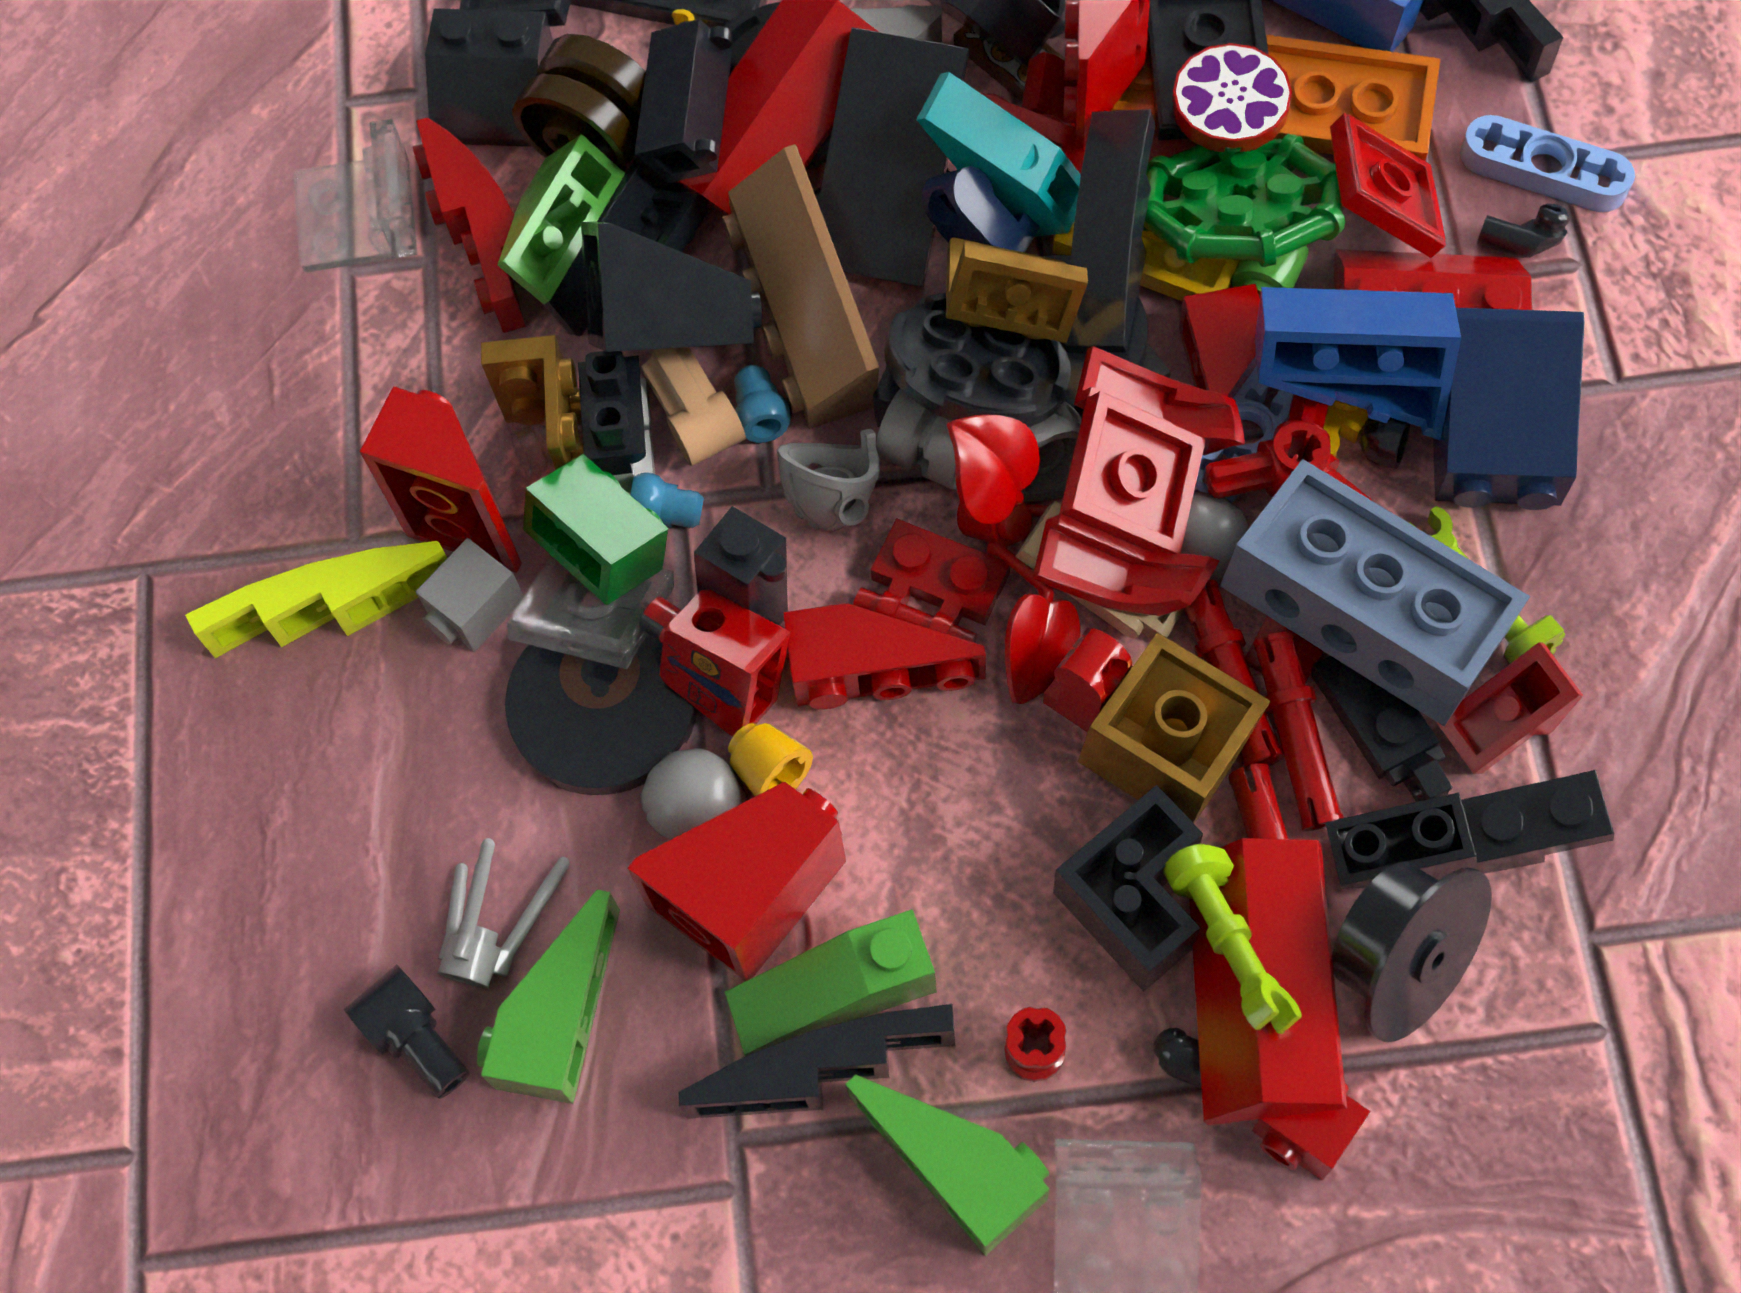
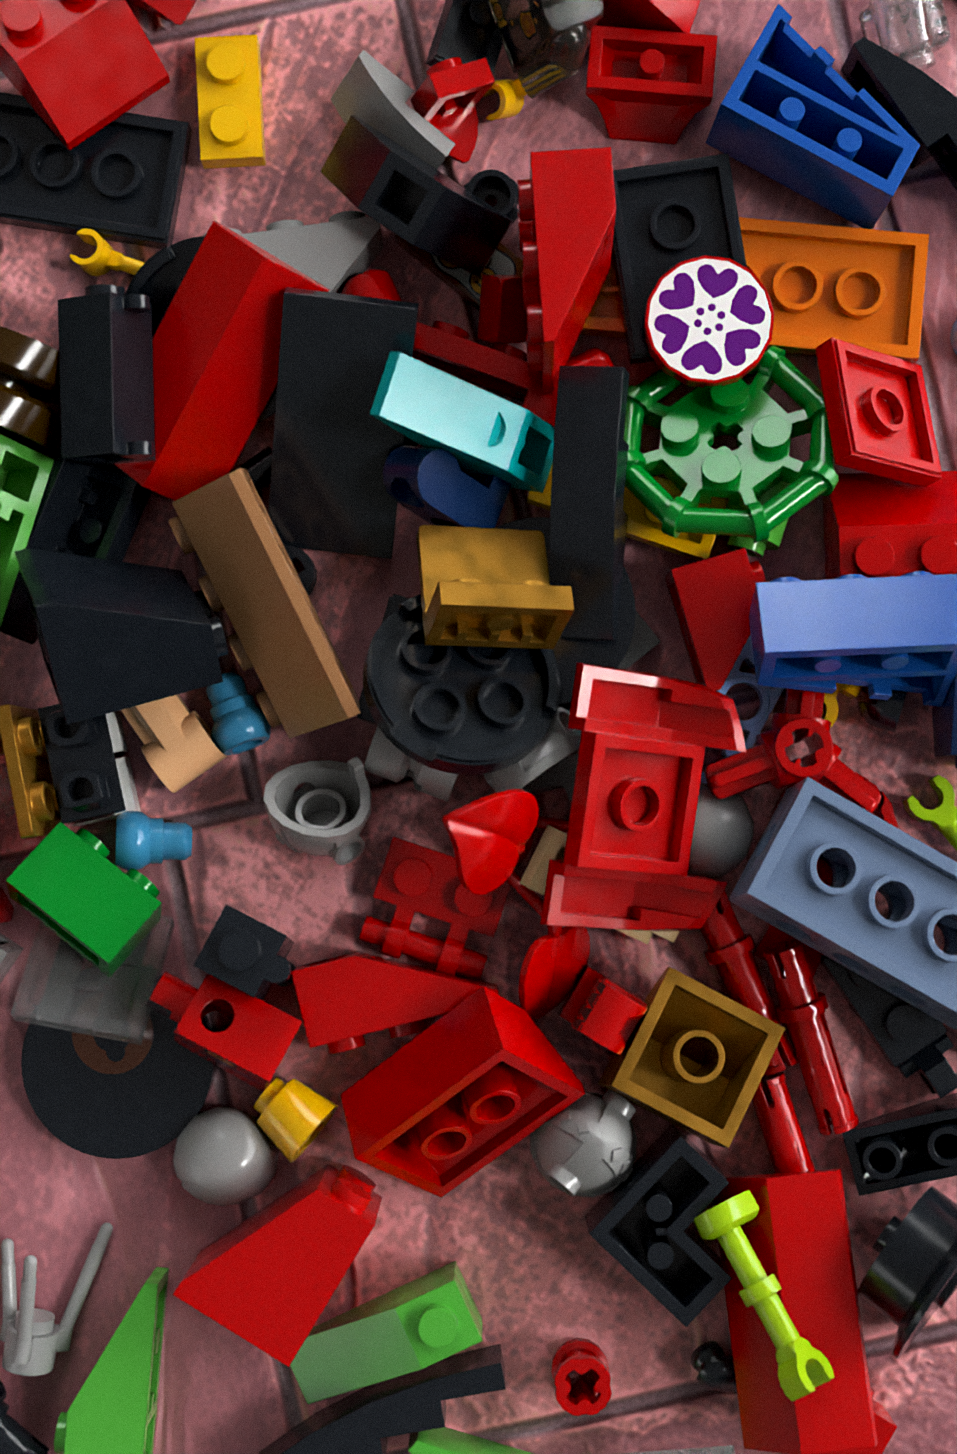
camera: 10 degrees left, 20 degrees up
(937, 742) = (458, 1095): none -> red slope
(1062, 803) = (587, 1145): none -> light grey helmet

